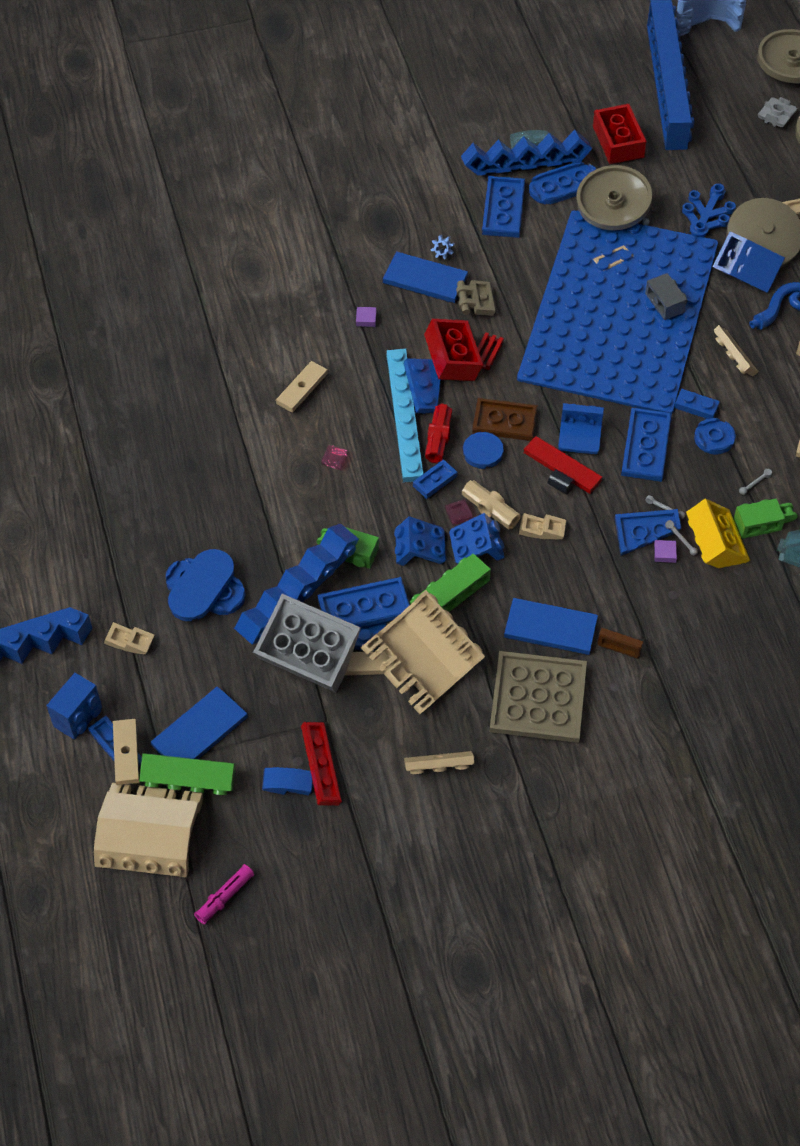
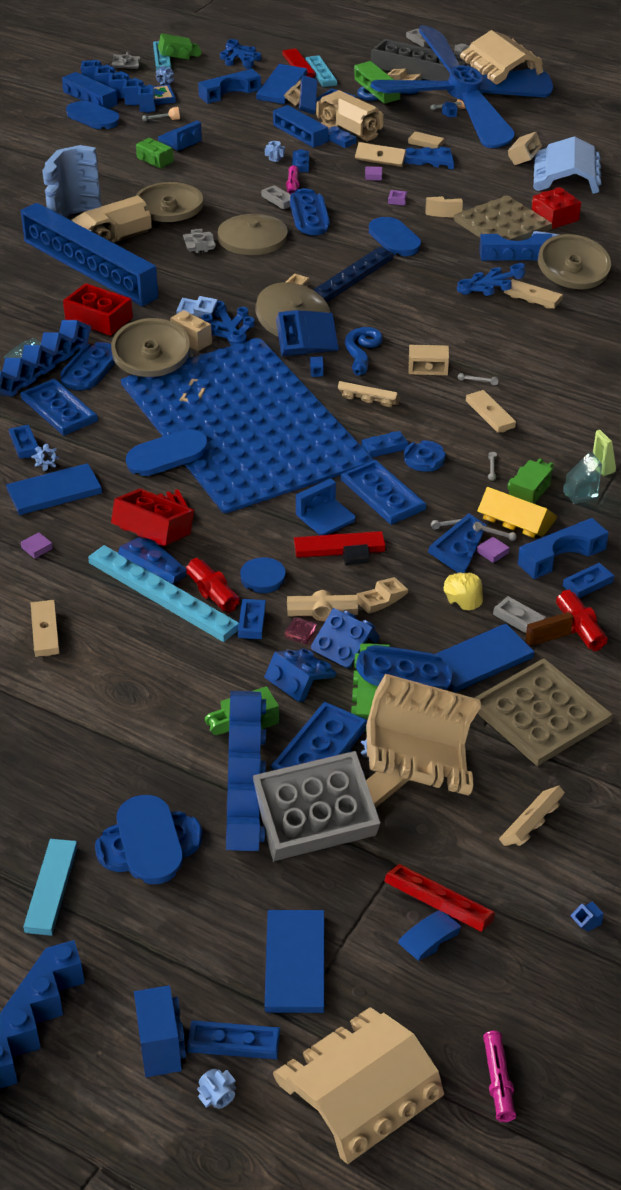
camera: 45 degrees left, 15 degrees down
(73, 765) = (216, 1088): none -> light blue gear
(123, 570) = (50, 887): none -> medium azure tile
(126, 741) = (258, 1030): tan tile -> none
(129, 640) = (134, 938): tan slope -> none
(187, 772) = (337, 999): bright green brick -> none
(334, 457) = (141, 661): clear pink tile -> none
(389, 851) = (588, 916): none -> blue piece
(445, 221) = (23, 441): none -> blue plate
(477, 595) = (403, 663): none -> blue tile
(481, 295) = (120, 475): dark tan plate -> none
(505, 419) = (251, 542): reddish brown tile -> none
(529, 300) = (166, 452): none -> blue tile
(599, 567) = (465, 590): none -> light yellow hair
(614, 614) = (516, 613): none -> light grey plate
(652, 654) = (583, 620): none -> red piece
(666, 296) = (275, 386): dark grey brick -> none
(667, 200) = (196, 328): none -> tan brick
(698, 179) = (197, 307): none -> light blue slope
(699, 628) = (588, 580): none -> blue plate
(718, 53) = (117, 220): none -> tan brick
(727, 297) = (316, 366): none -> blue piece
(739, 592) = (583, 538): none -> blue arch

